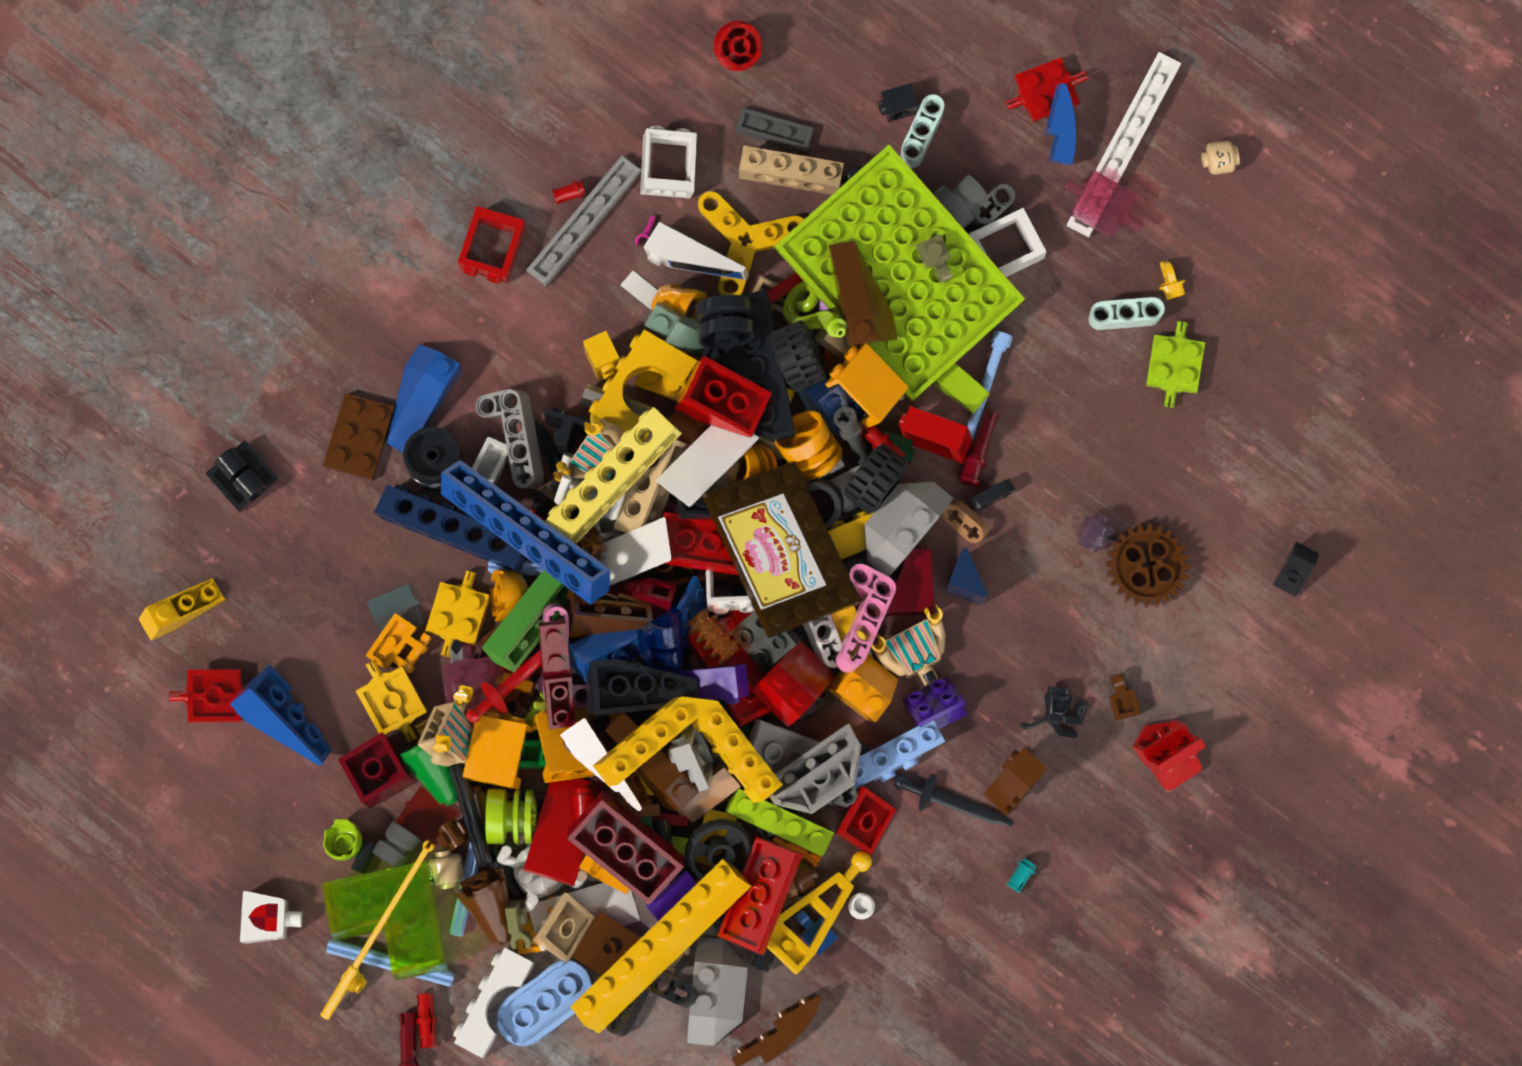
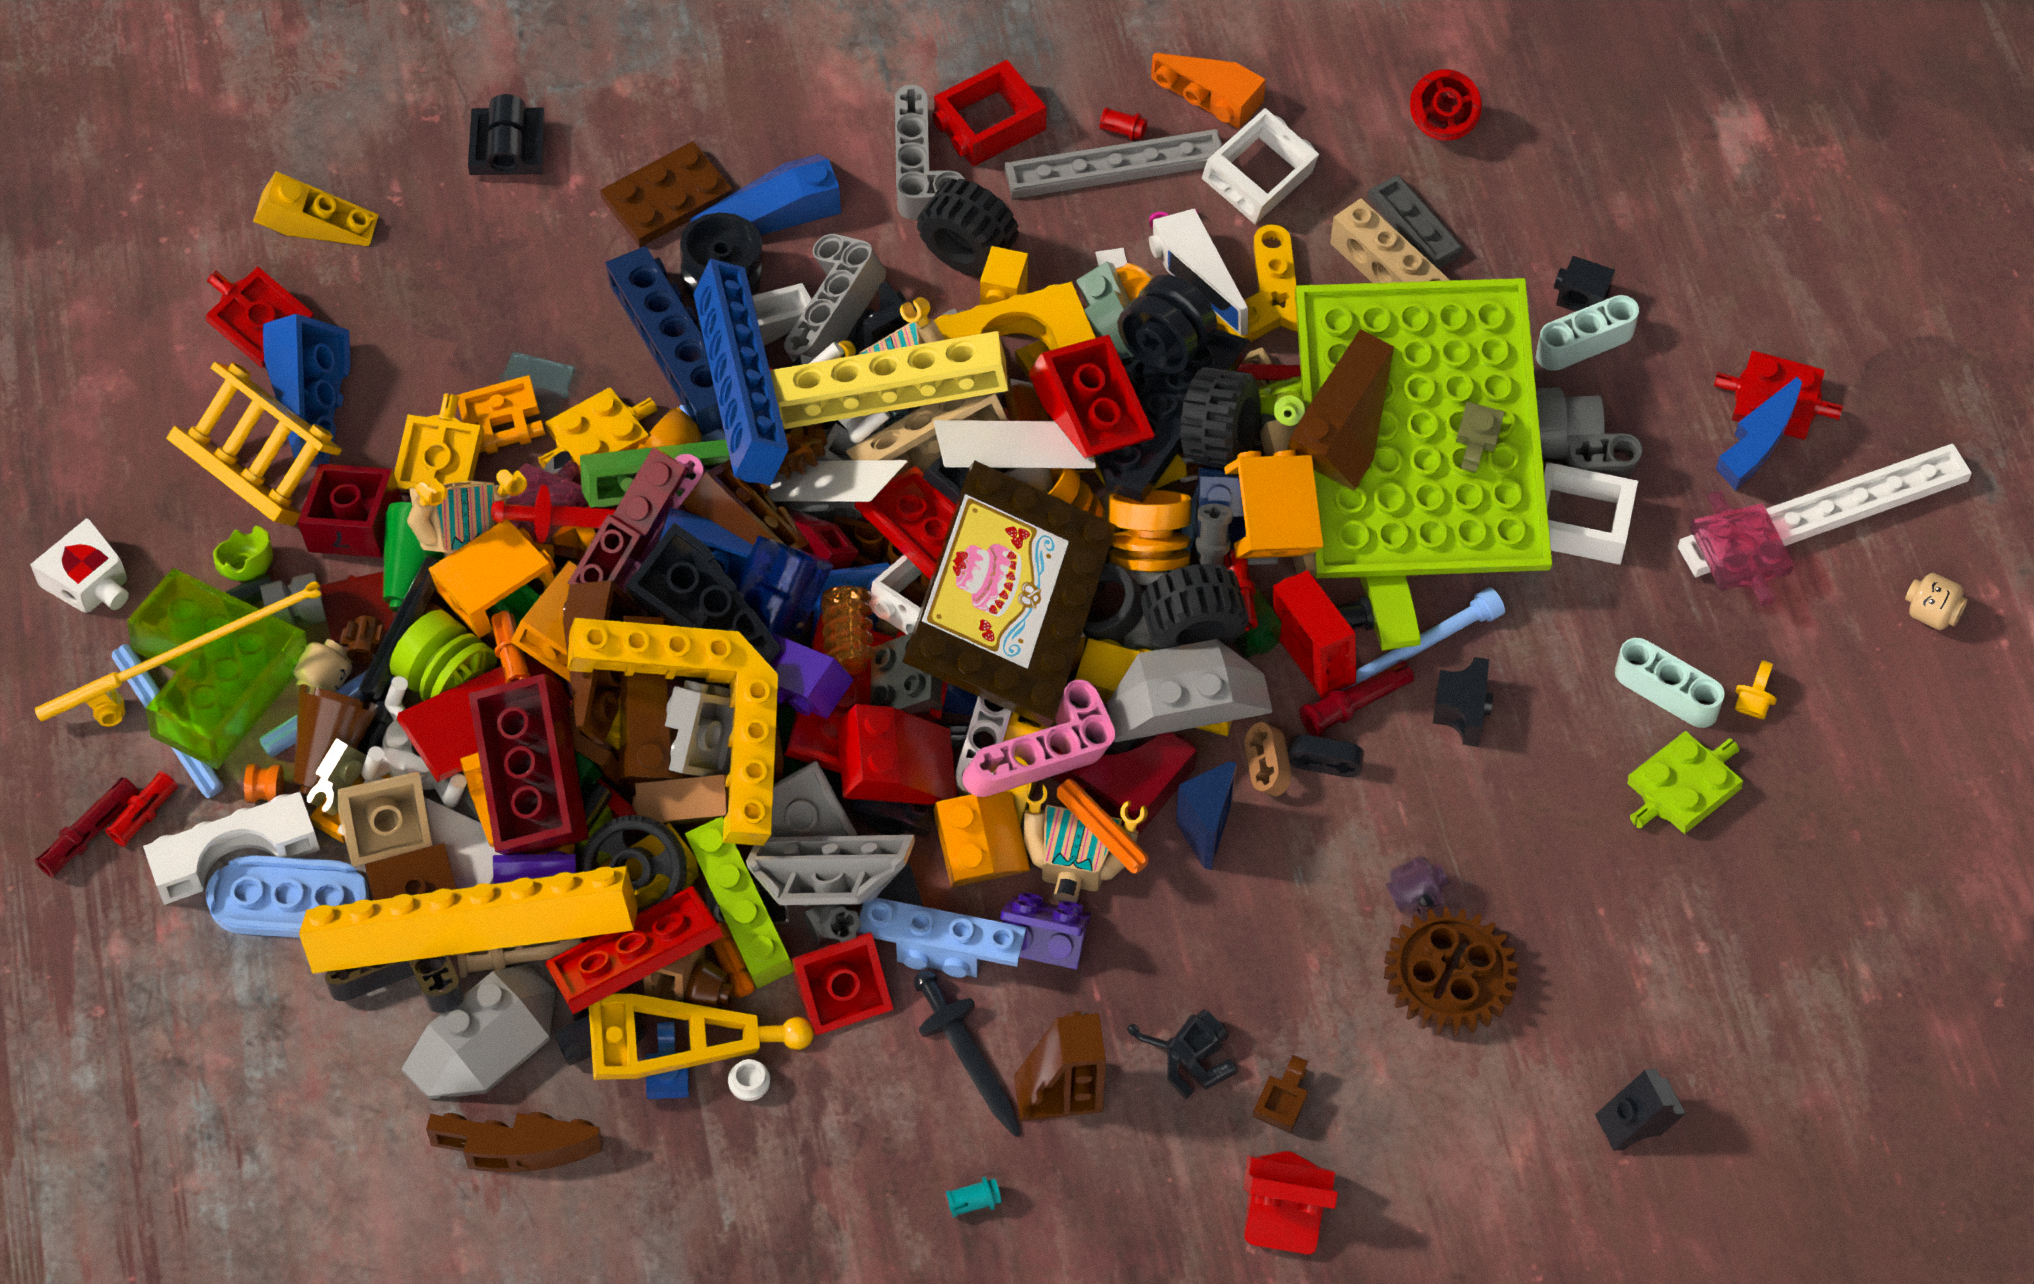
camera: 40 degrees right, 20 degrees down
(290, 799) = (222, 460): none -> yellow fence
(476, 301) = (913, 179): none -> light grey beam
(477, 955) = (263, 782): none -> orange wheel
(550, 789) = (511, 656): none -> orange axle
(551, 334) = (964, 224): none -> black tyre
(601, 128) = (1214, 85): none -> orange slope
(923, 632) = (1102, 826): none -> orange axle
(939, 402) = (1358, 613): none -> black bush
(1035, 407) = (1463, 700): none -> black brick

